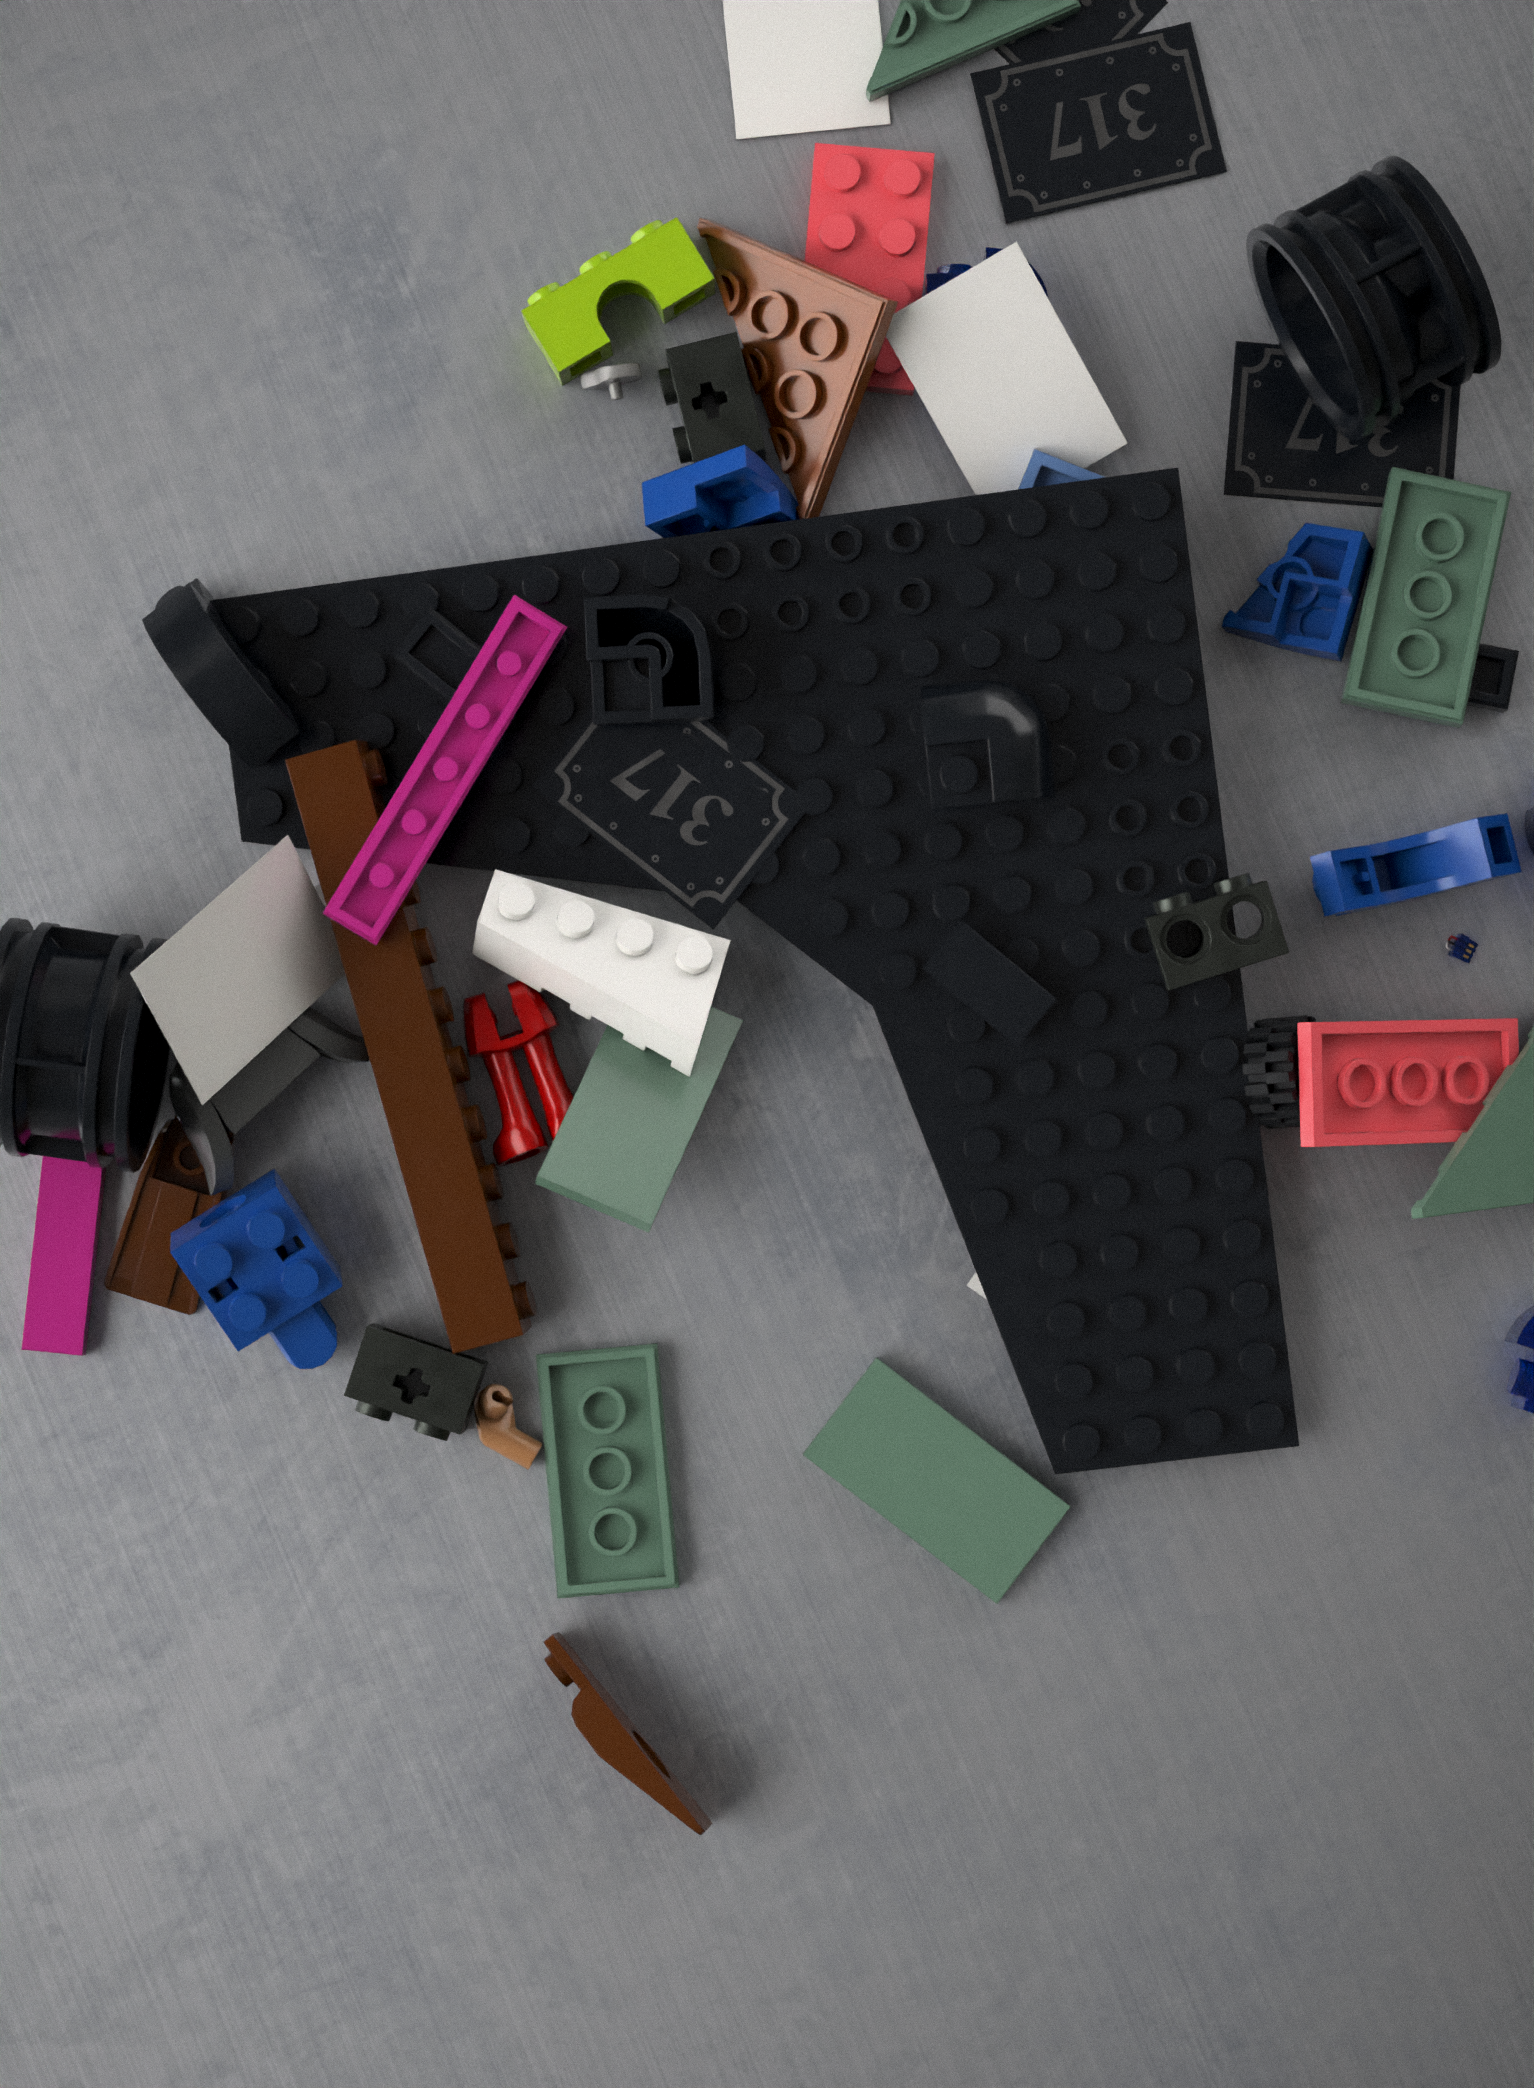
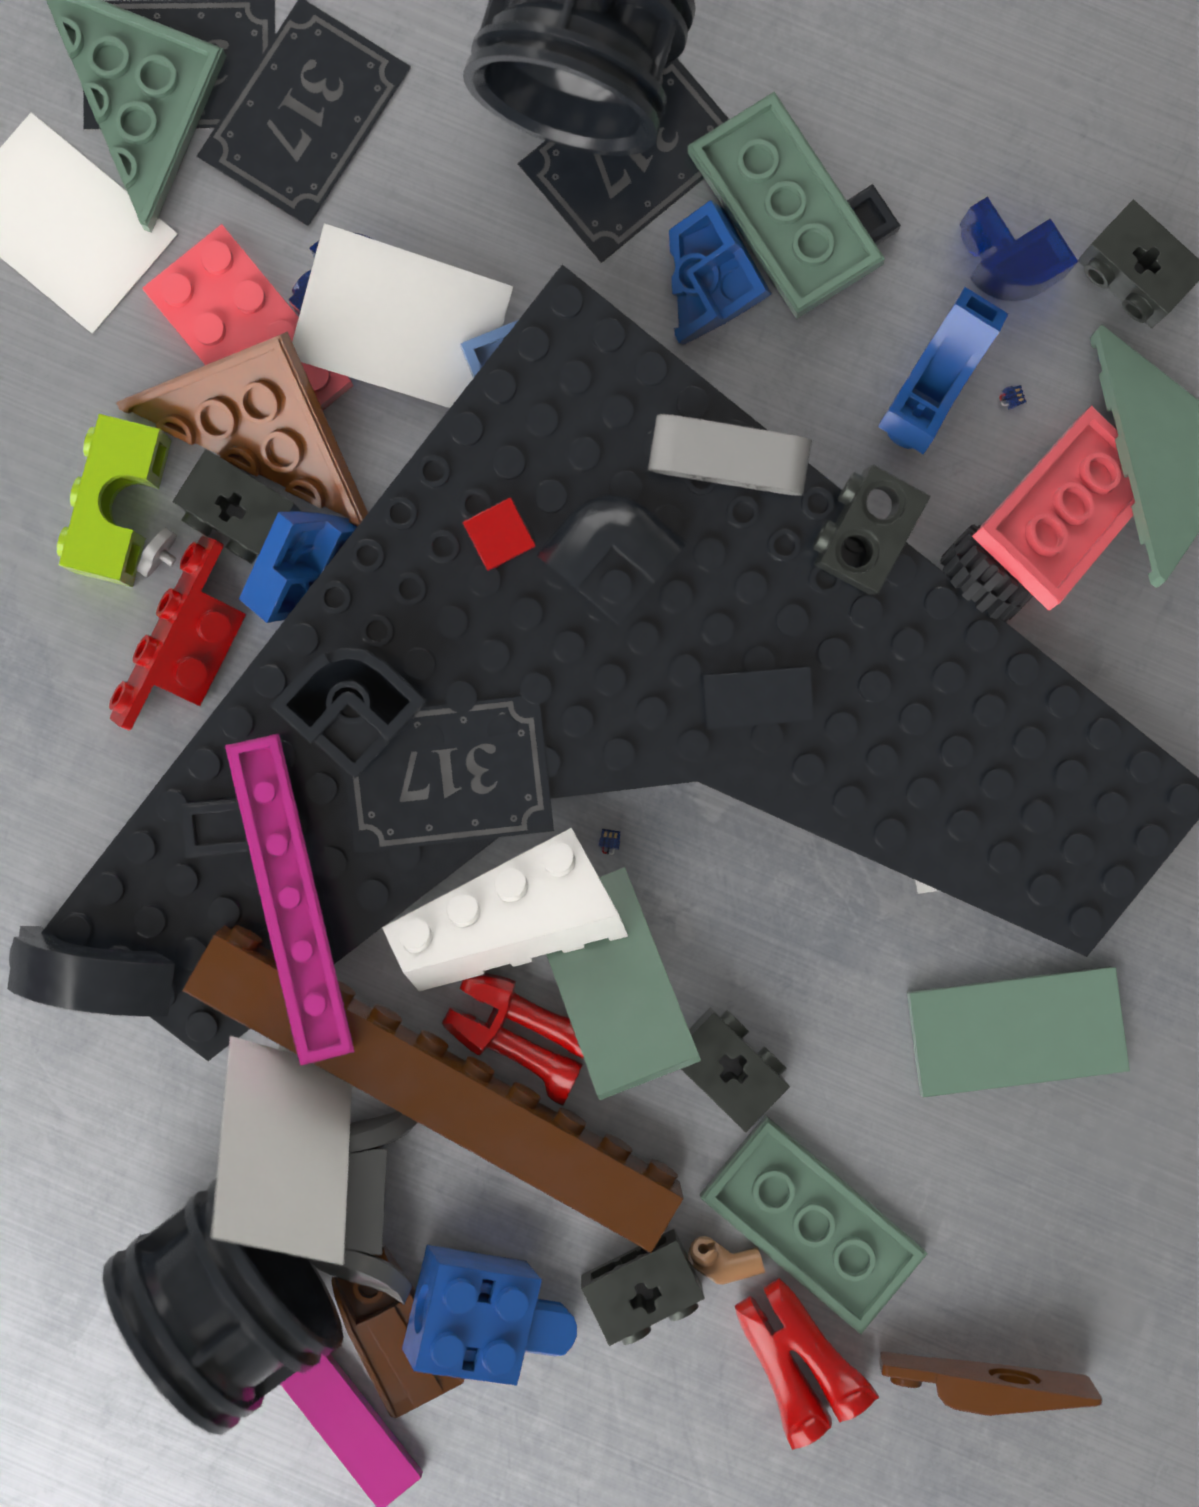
camera: 55 degrees left, 0 degrees up
(449, 1603) = (800, 1409): none -> red piece
(562, 475) = (186, 641): none -> red bracket
(647, 1300) = (743, 1096): none -> pearl dark grey brick
(752, 986) = (609, 839): none -> clear blue piece
(907, 639) = (499, 534): none -> red tile
(1160, 759) = (729, 454): none -> light grey beam

